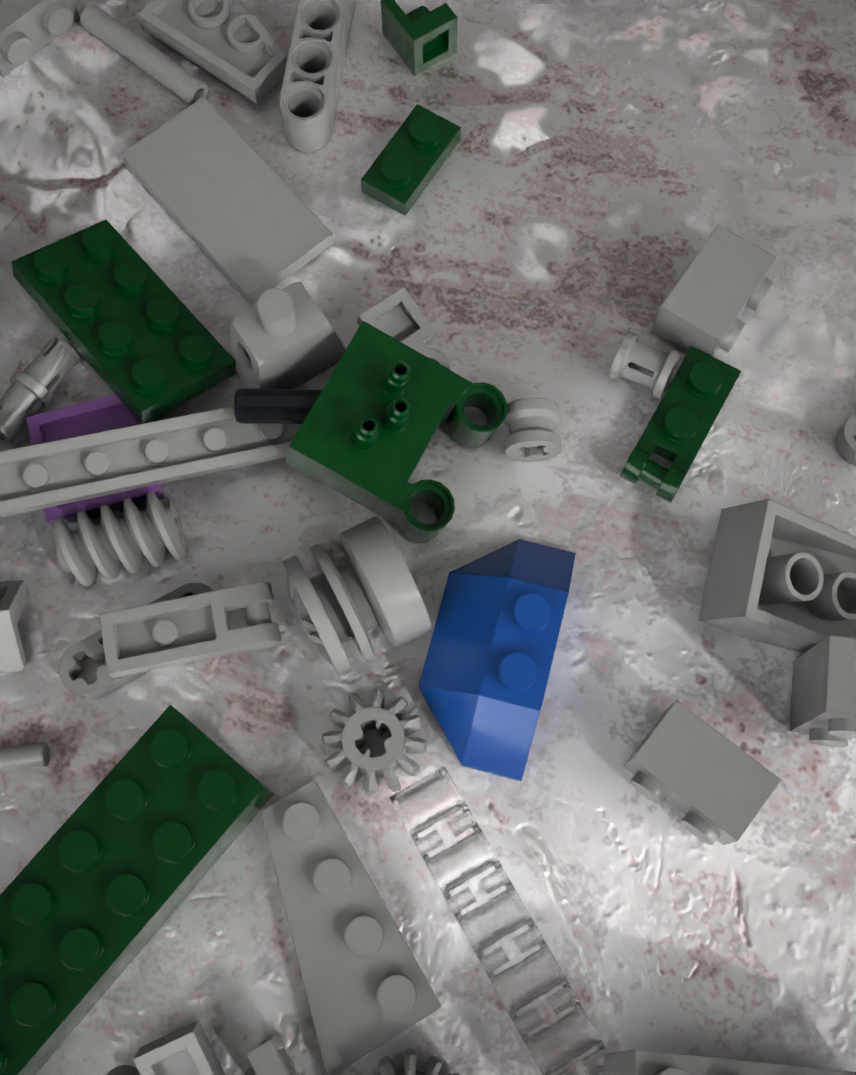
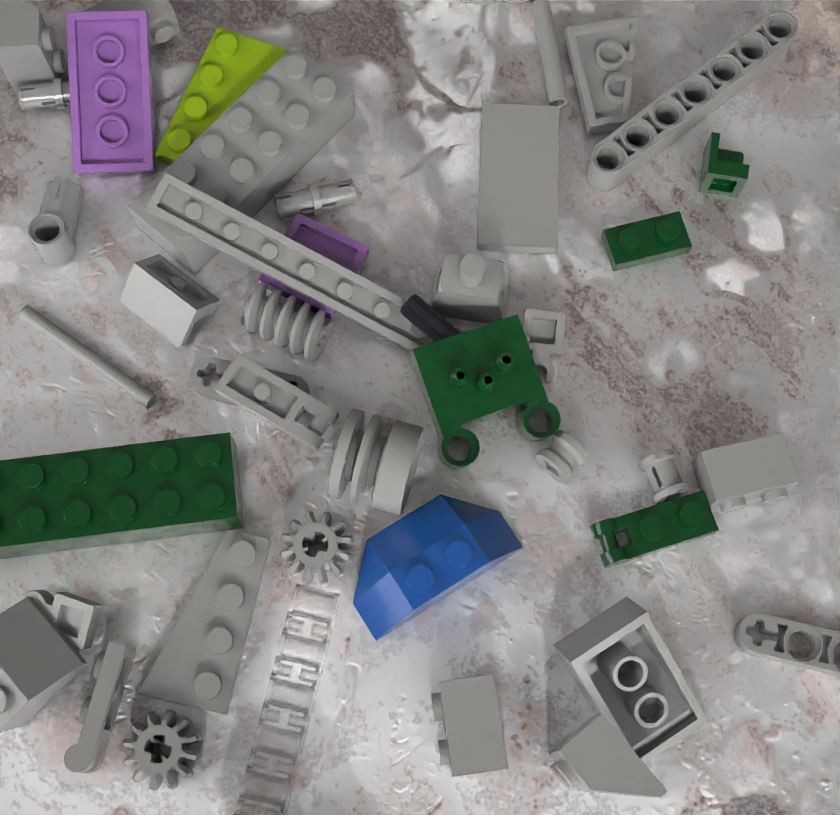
camera: 40 degrees right, 0 degrees up
(124, 320) = (397, 202): dark green plate -> none

